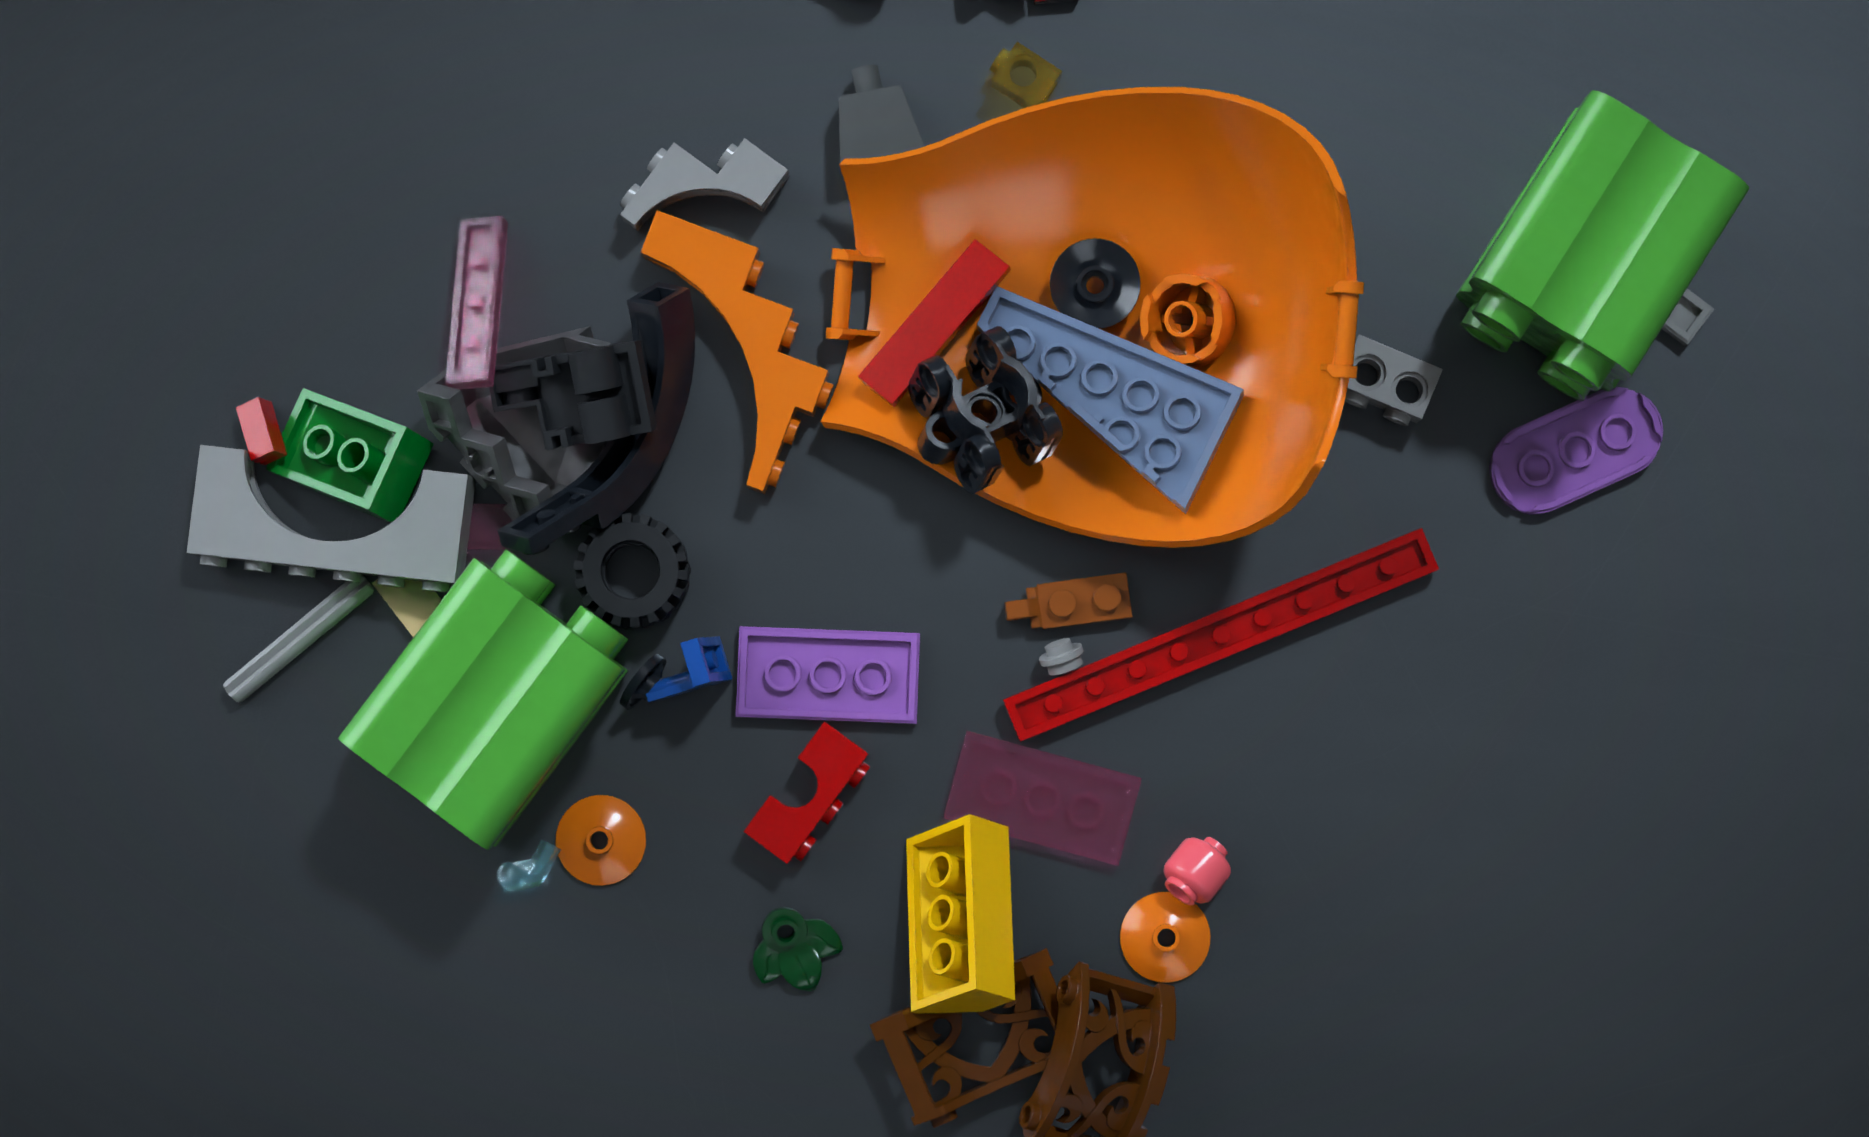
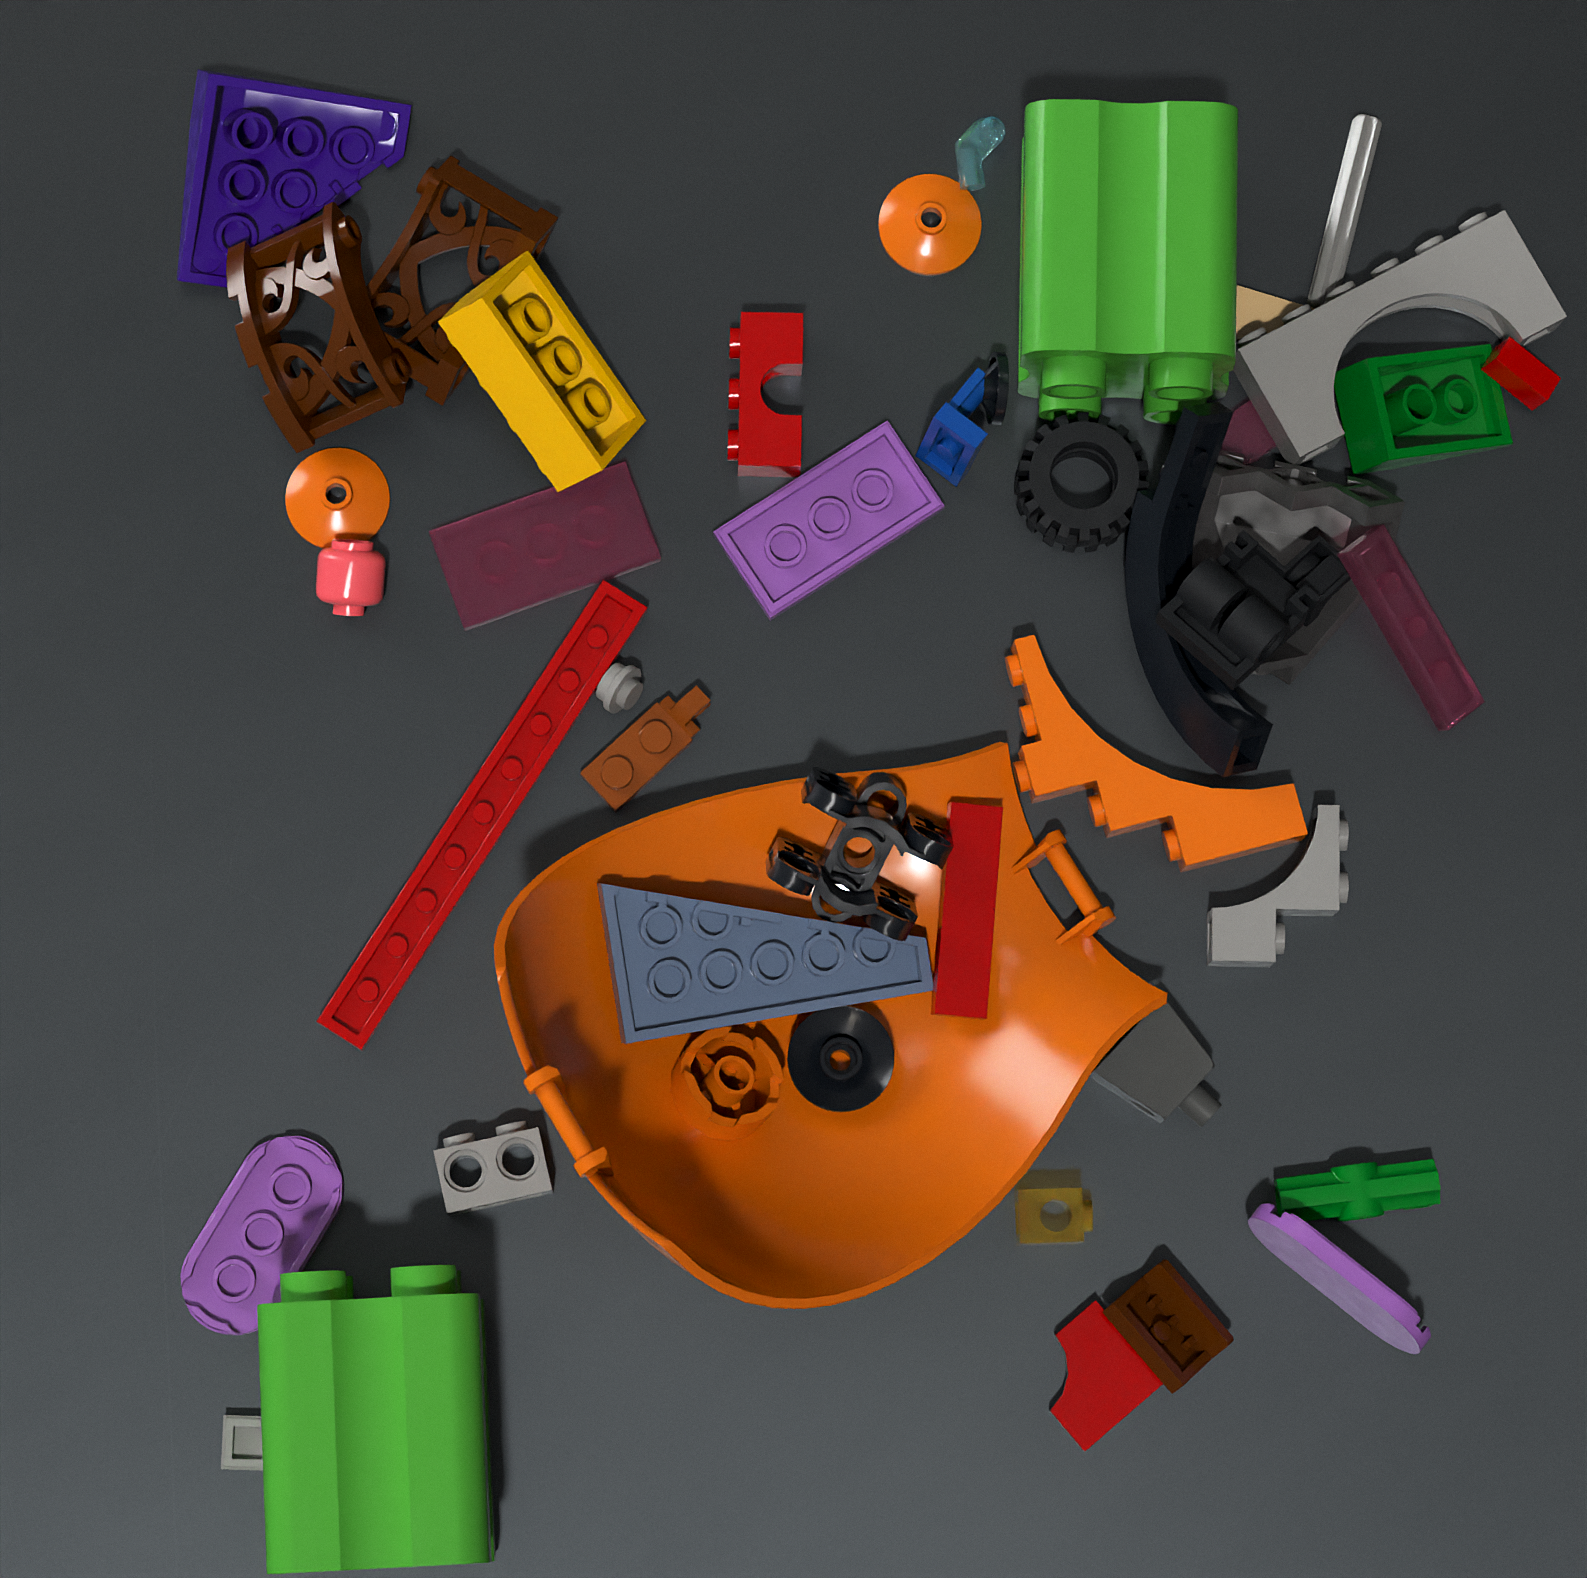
camera: 135 degrees right, 5 degrees down
(798, 954) = (670, 244): dark green plate -> none

